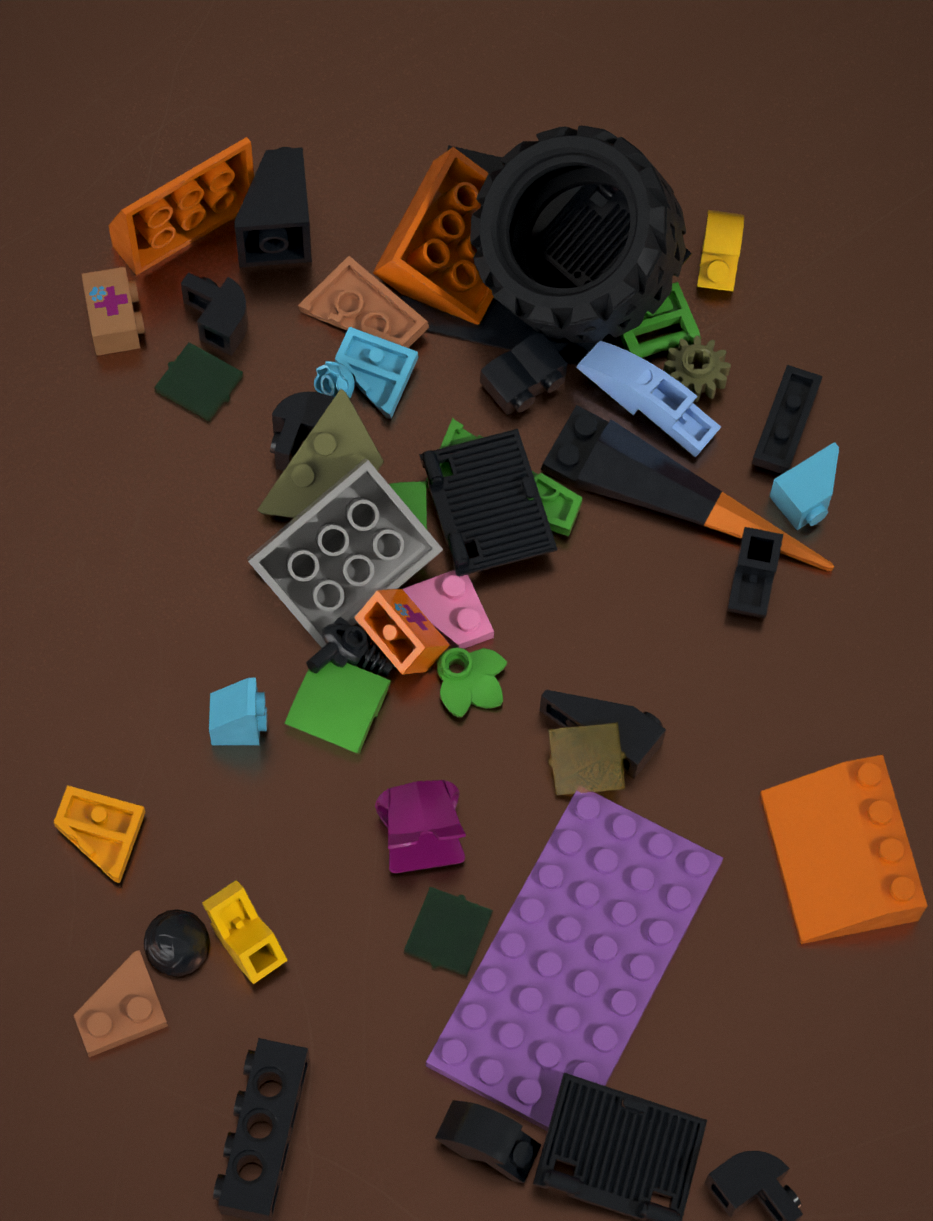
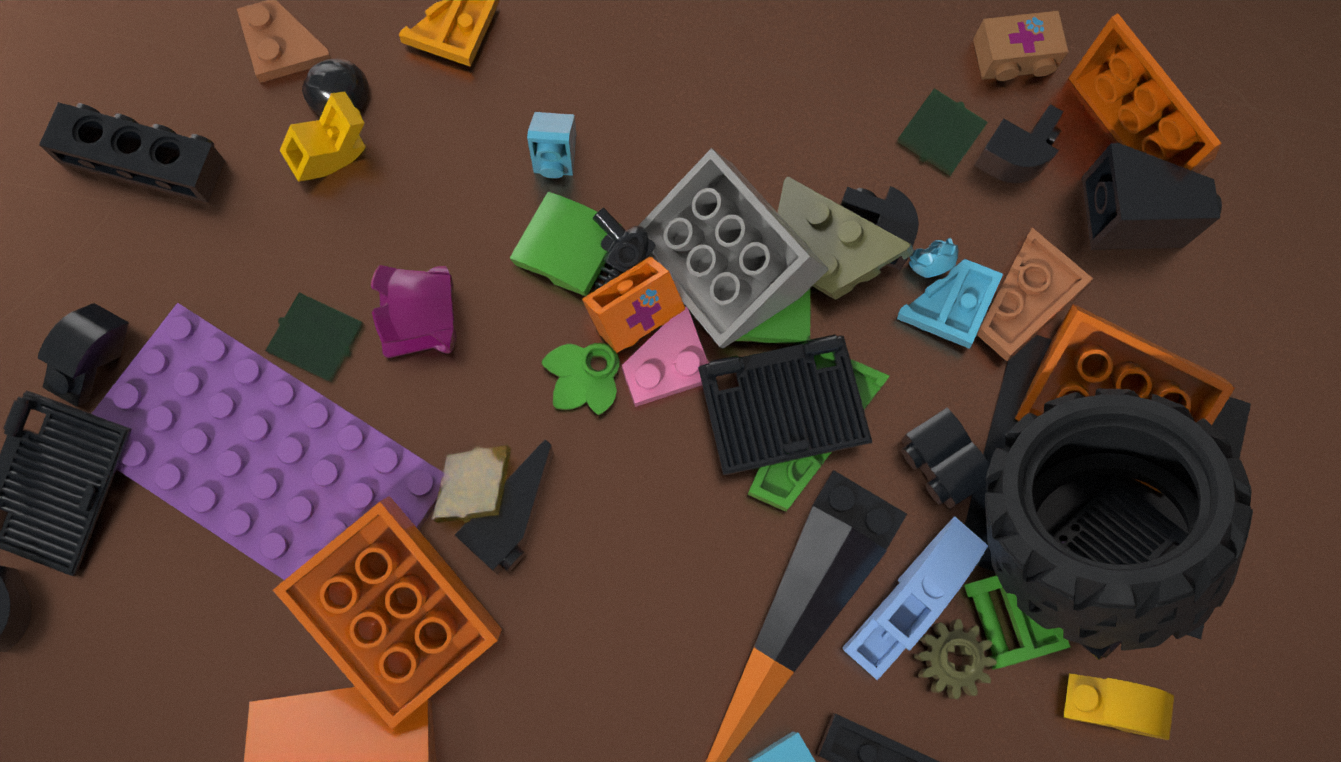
camera: 90 degrees right, 10 degrees up
(711, 808) = (389, 611): none -> orange slope
(754, 572) = (680, 695): black brick -> none

